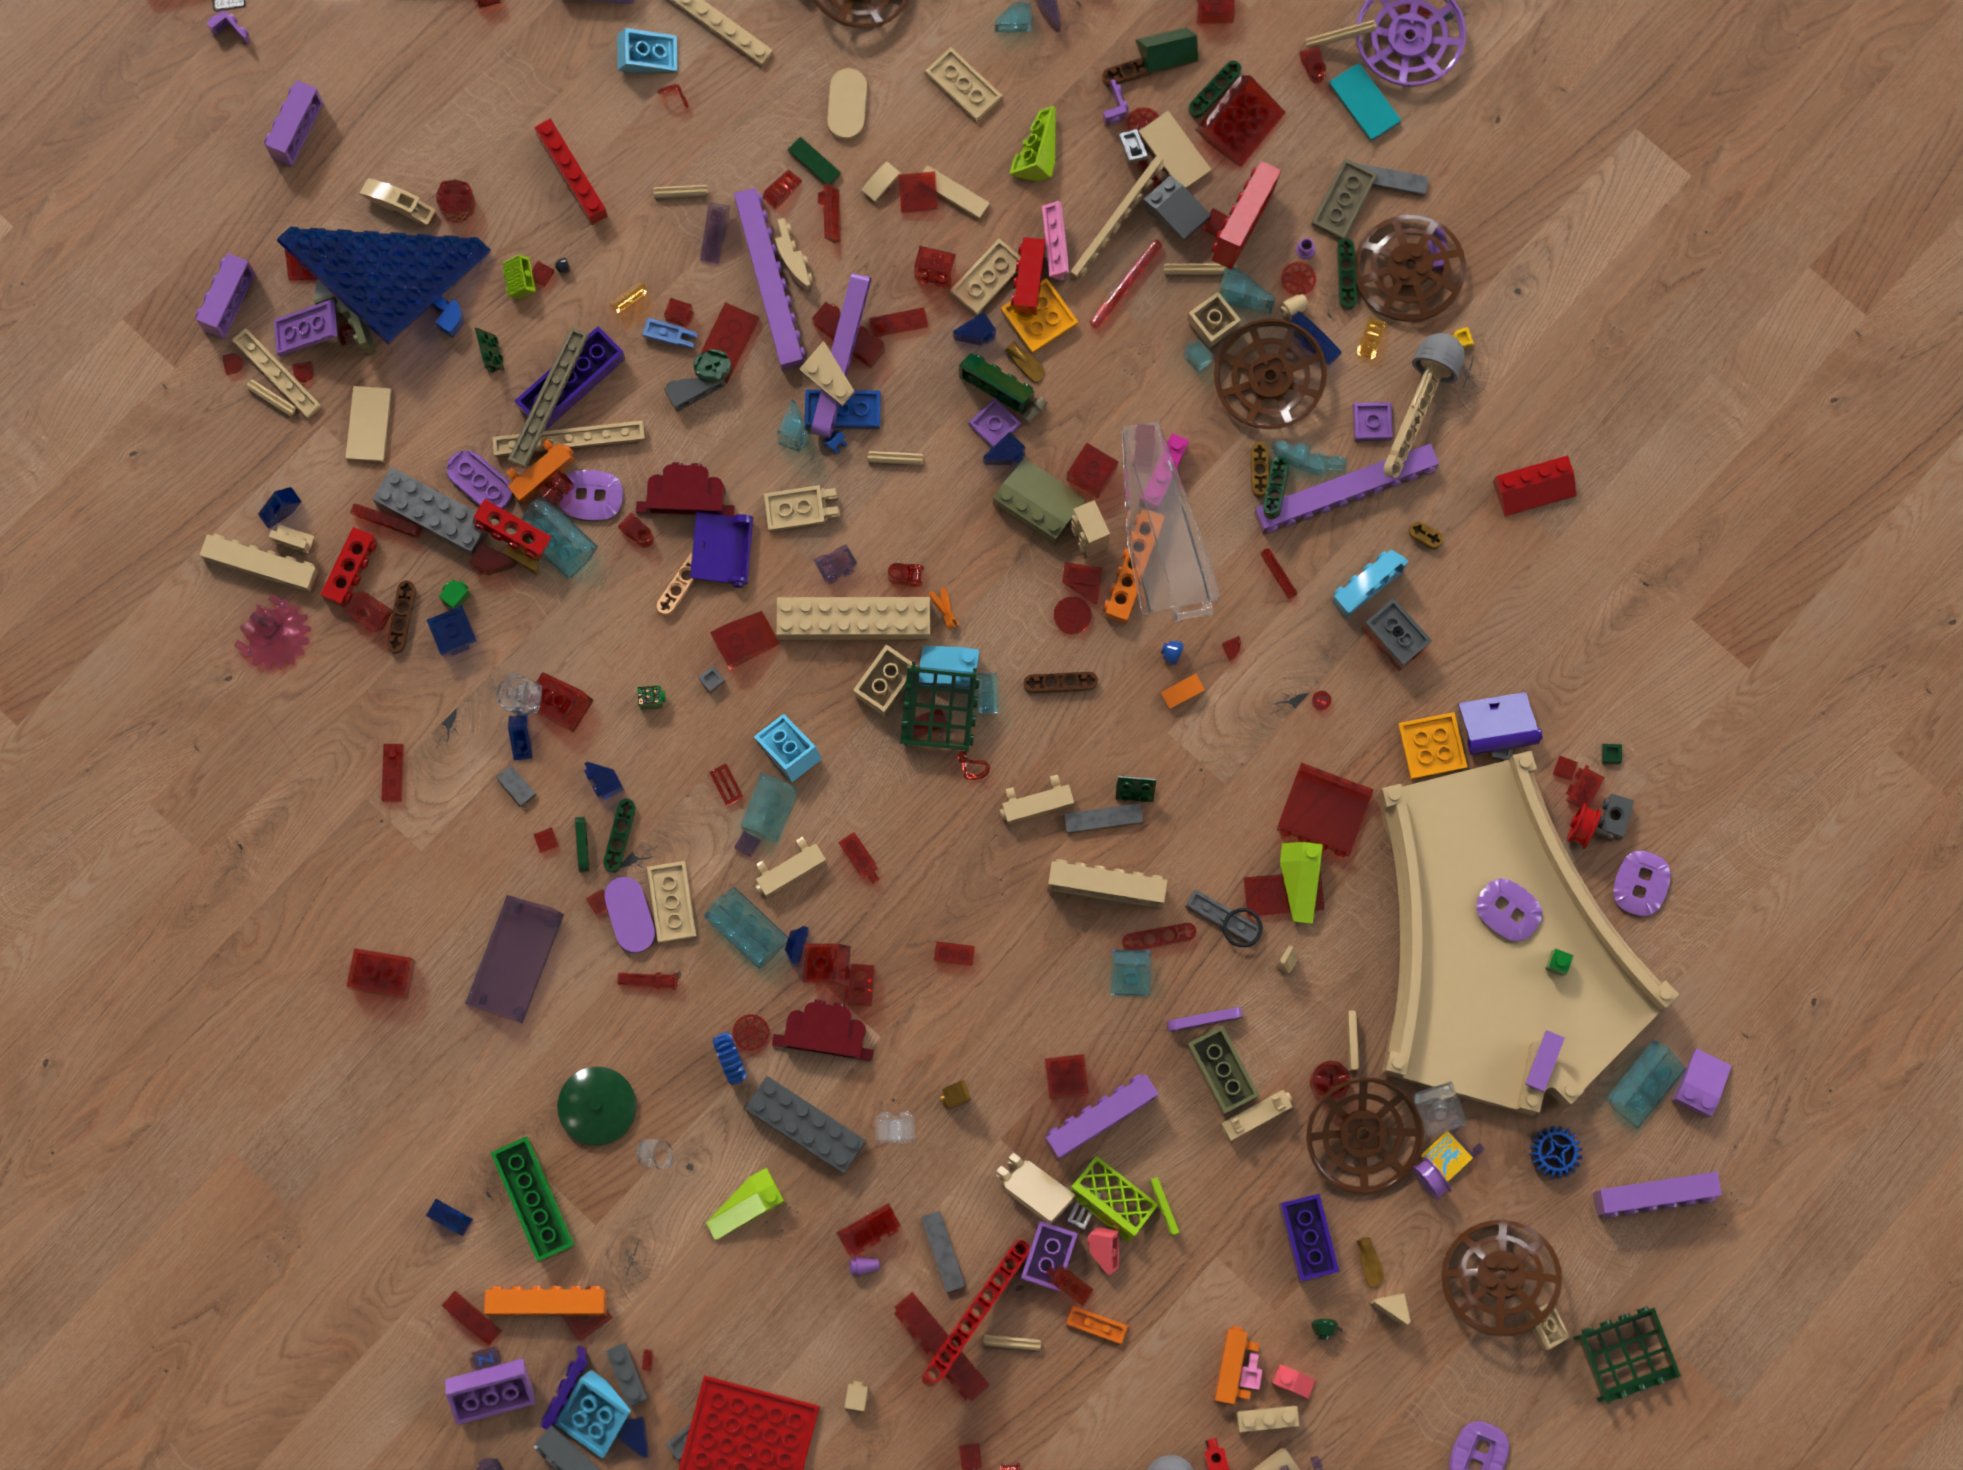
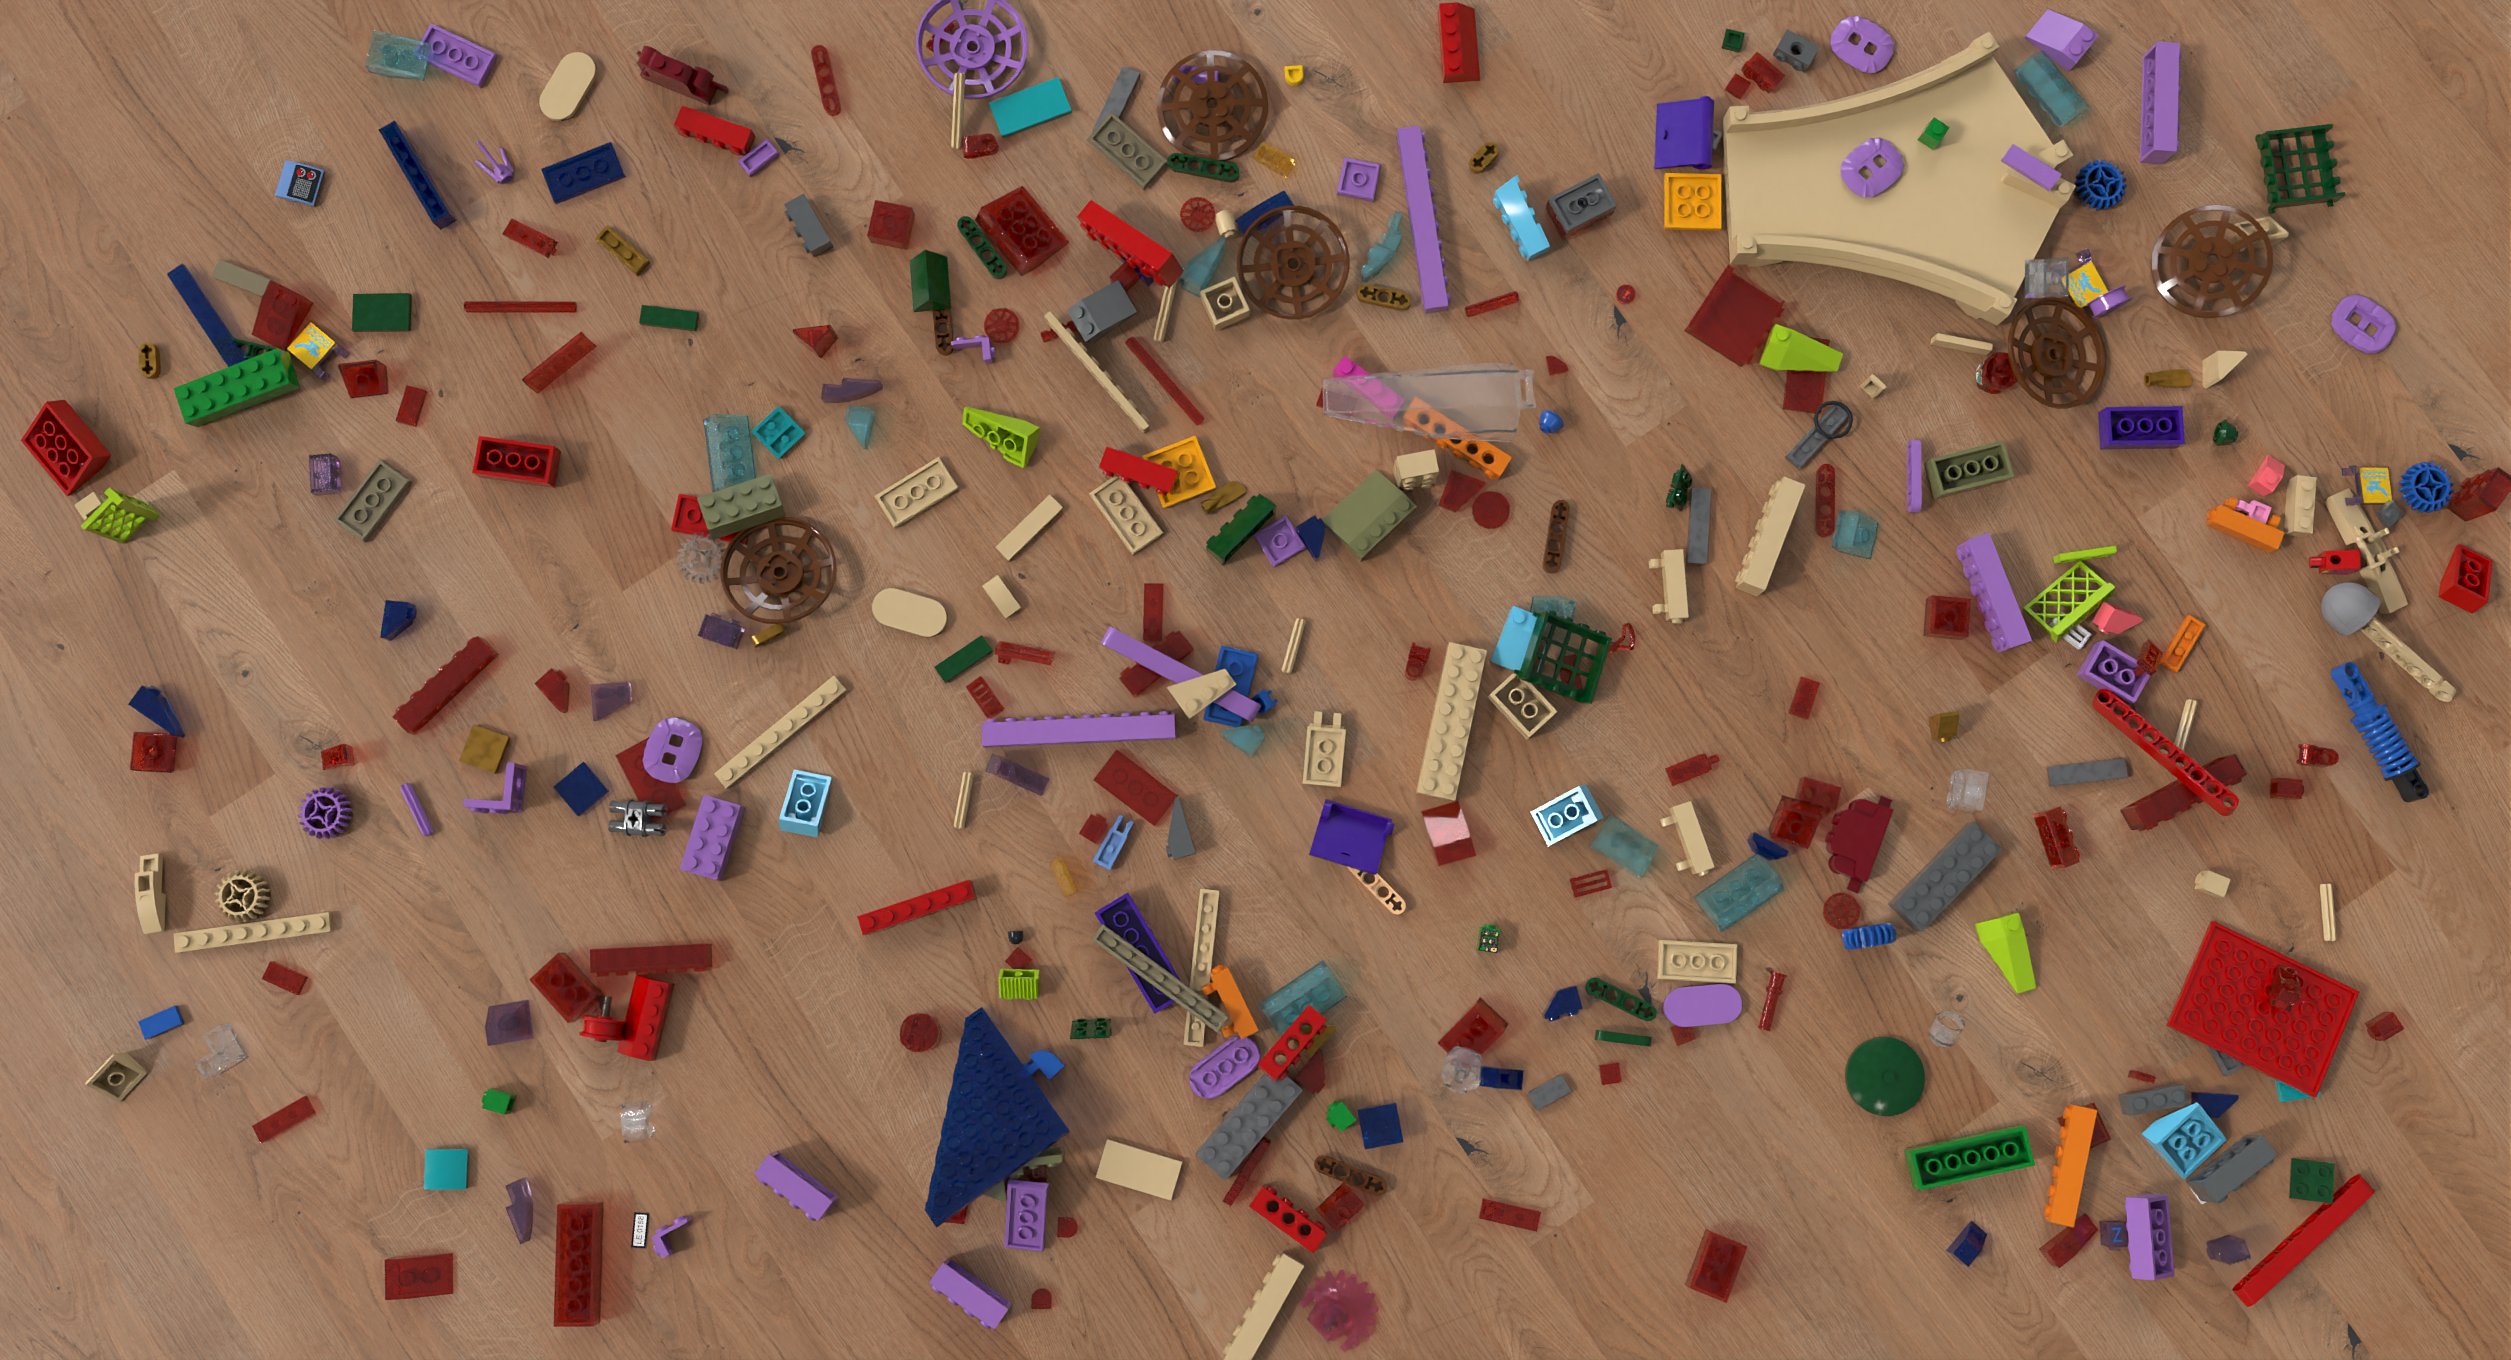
camera: 75 degrees left, 5 degrees up
(271, 397) = (1087, 1266): tan axle -> none
(277, 373) = (1062, 1255): tan tile -> none
(279, 506) = (1208, 1278): clear blue slope -> none
(292, 539) = (1245, 1271): tan bracket -> none
(398, 200) = (906, 1093): tan slope -> none
(514, 958) = (1725, 1129): clear purple slope -> none
(556, 487) = (1252, 987): clear red wheel -> none
(573, 1369) = (2155, 1161): dark purple wing -> none
(589, 508) = (1251, 952): medium lavender piece -> none
(634, 529) = (1310, 921): clear red piece -> none
(672, 87) = (851, 791): clear red piece -> none
(684, 492) = (1284, 861): dark red brick -> none
(711, 679) = (1481, 875): flat silver plate -> none
(712, 366) = (1160, 806): dark green tile -> none
(747, 844) = (1654, 875): clear purple tile -> none
(791, 258) = (1068, 701): tan slope -> none
(836, 564) = (1391, 727): cylinder -> none
(862, 1266) = (2088, 851): medium lavender cone -> none
(918, 191) = (1021, 562): clear red tile -> none
(934, 267) = (1108, 562): clear red brick -> none
(944, 606) = (1458, 631): orange piece -> none
(976, 331) = (1181, 536): clear blue slope -> none
(1034, 1189) = (2049, 671): tan tile -> none
(1038, 405) = (1273, 495): dark tan animal -> none
(1055, 240) = (1107, 436): bright pink panel -> none
(1092, 470) = (1351, 456): clear red brick -> none
(1132, 146) = (1027, 339): flat silver slope -> none
(1179, 154) = (1032, 302): tan tile -> none
(1182, 691) = (1591, 421): orange slope -> none
(1197, 355) = (1255, 328): clear light blue brick -> none
(1257, 1115) = (2009, 429): tan brick -> none
(1276, 488) = (1409, 285): dark green beam -> none
(1305, 254) = (1168, 205): medium lavender piece -> none
(1438, 360) = (1315, 98): piece -> none
(1585, 826) = (1803, 79): red wheel -> none

